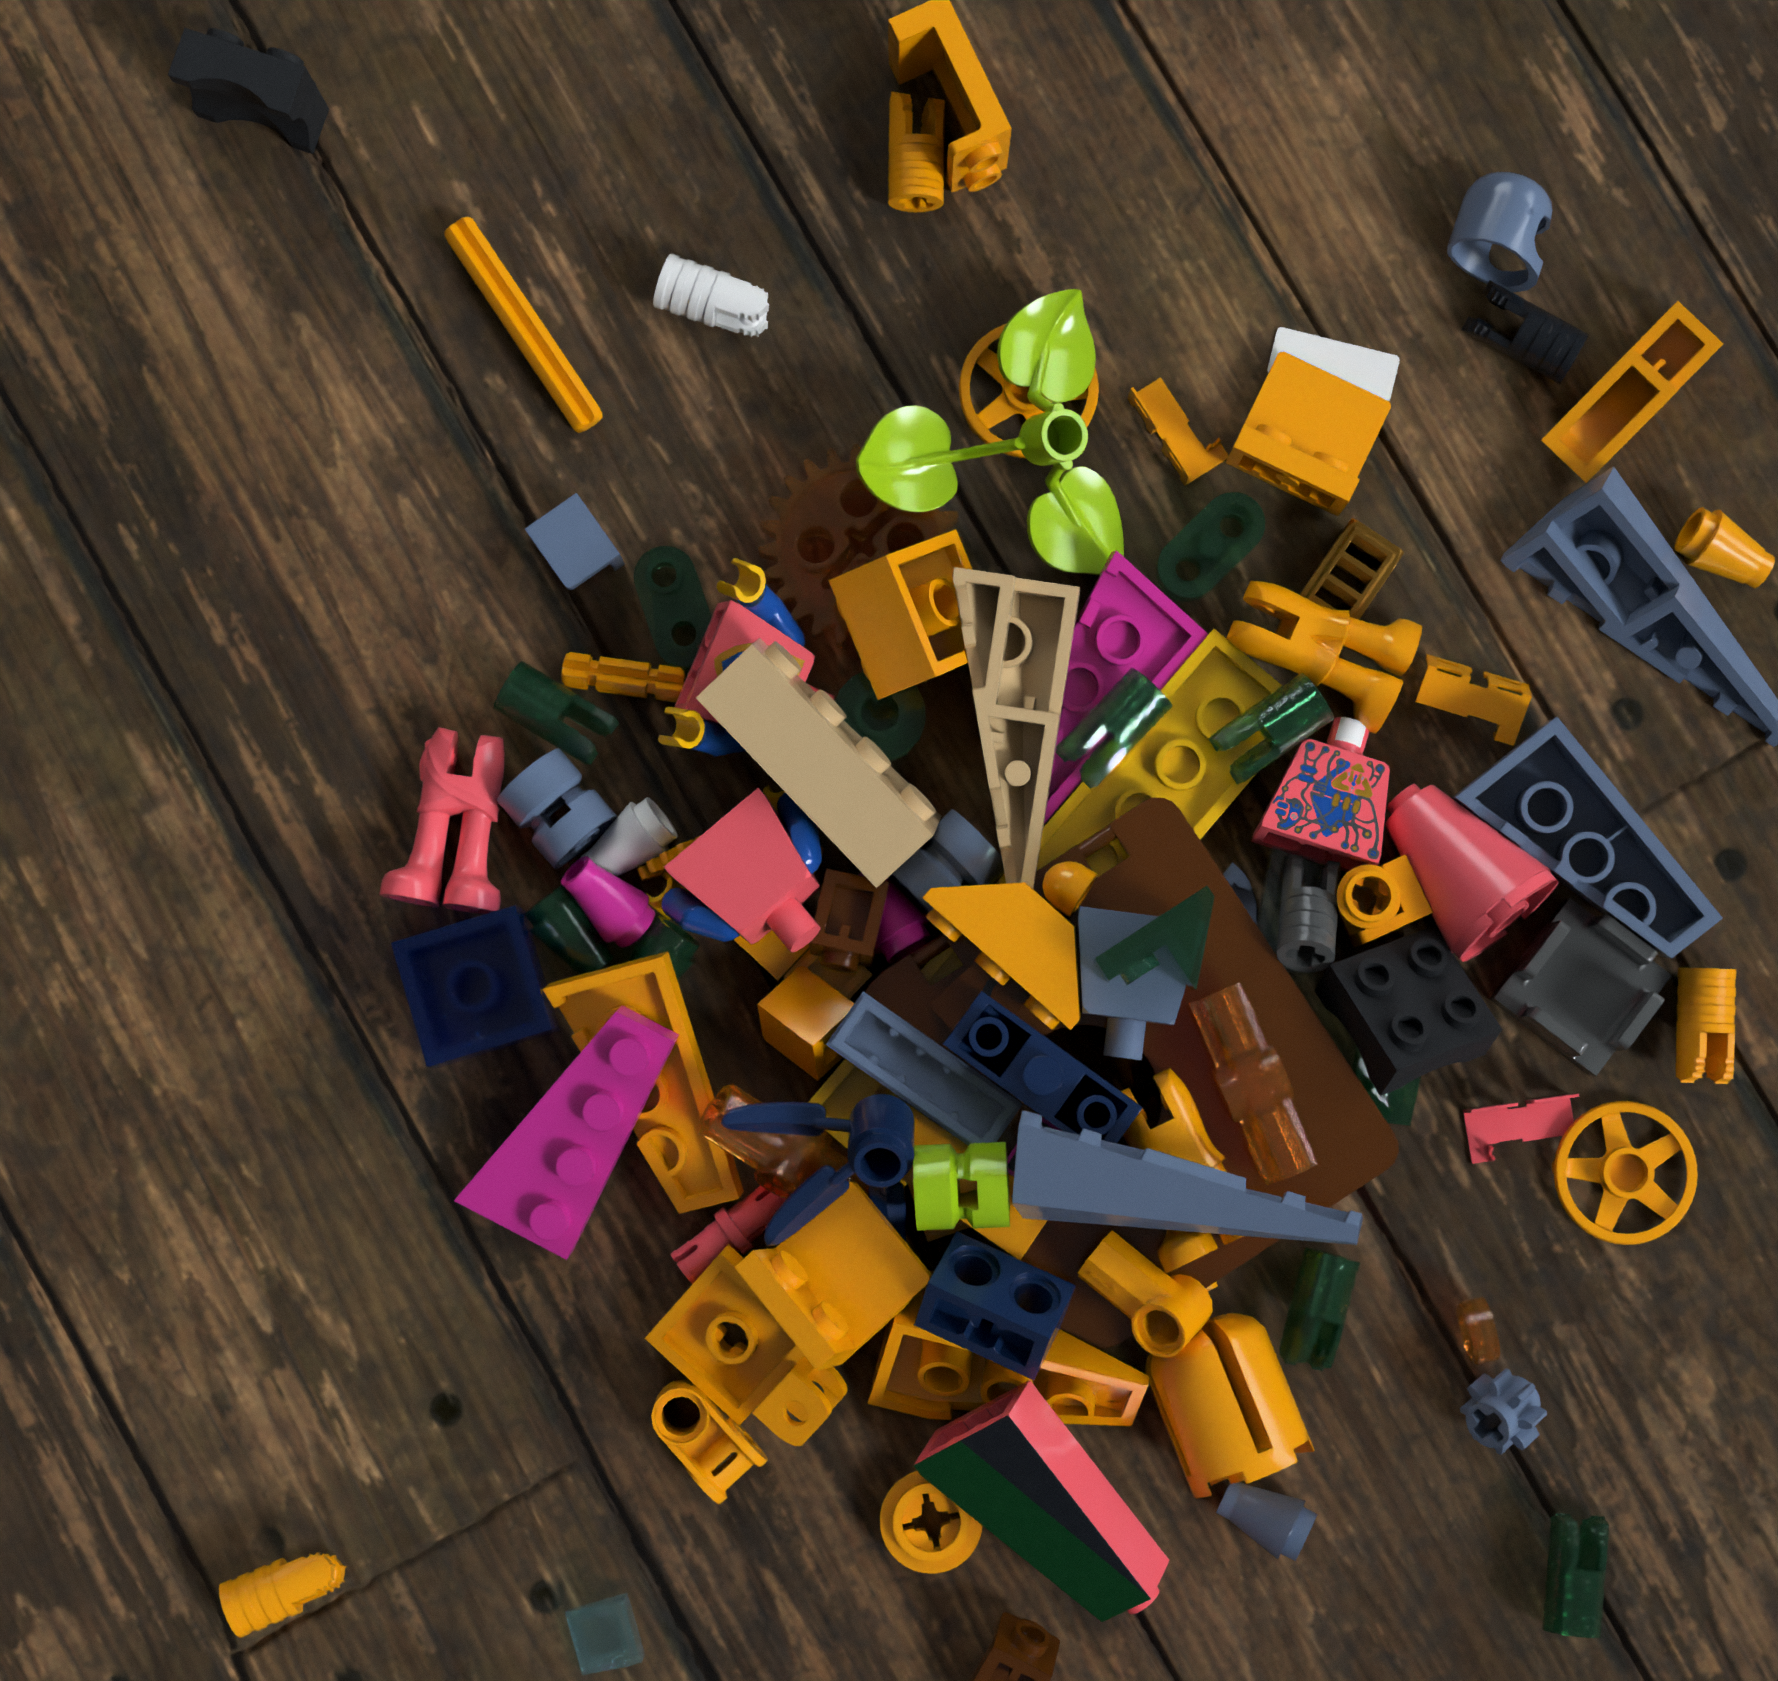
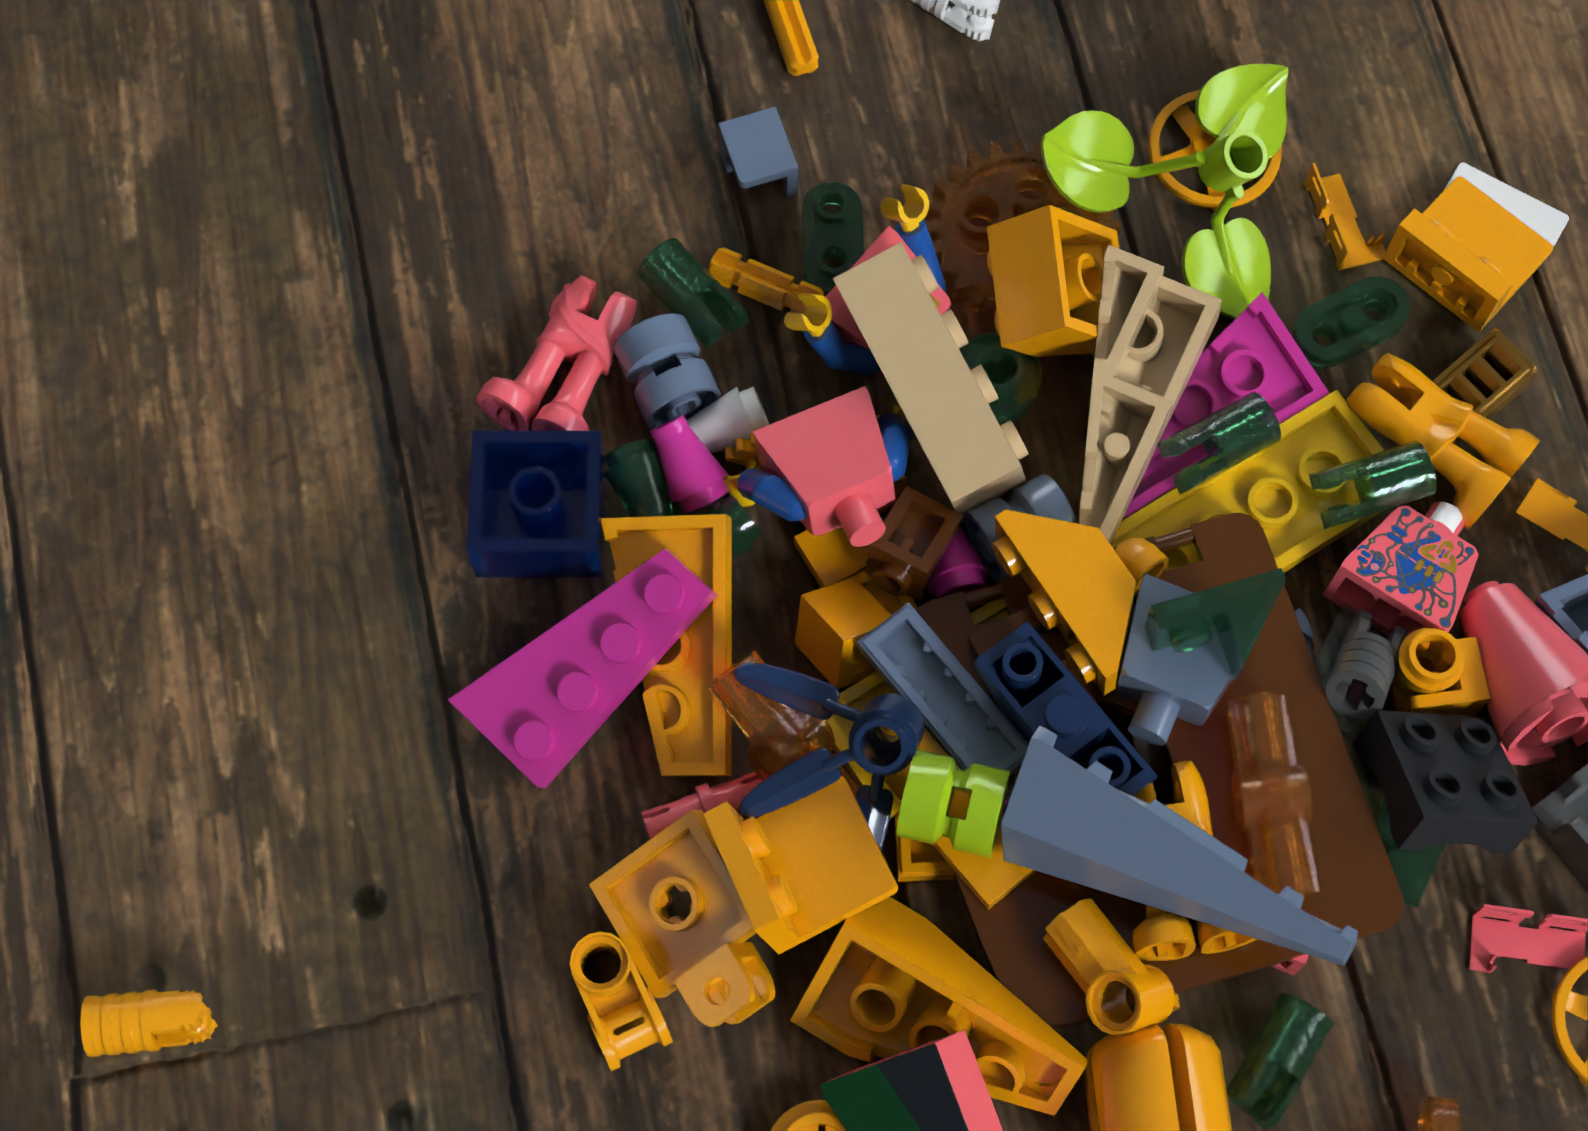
camera: 15 degrees right, 15 degrees down
(994, 1305) = (951, 935): dark blue brick -> none

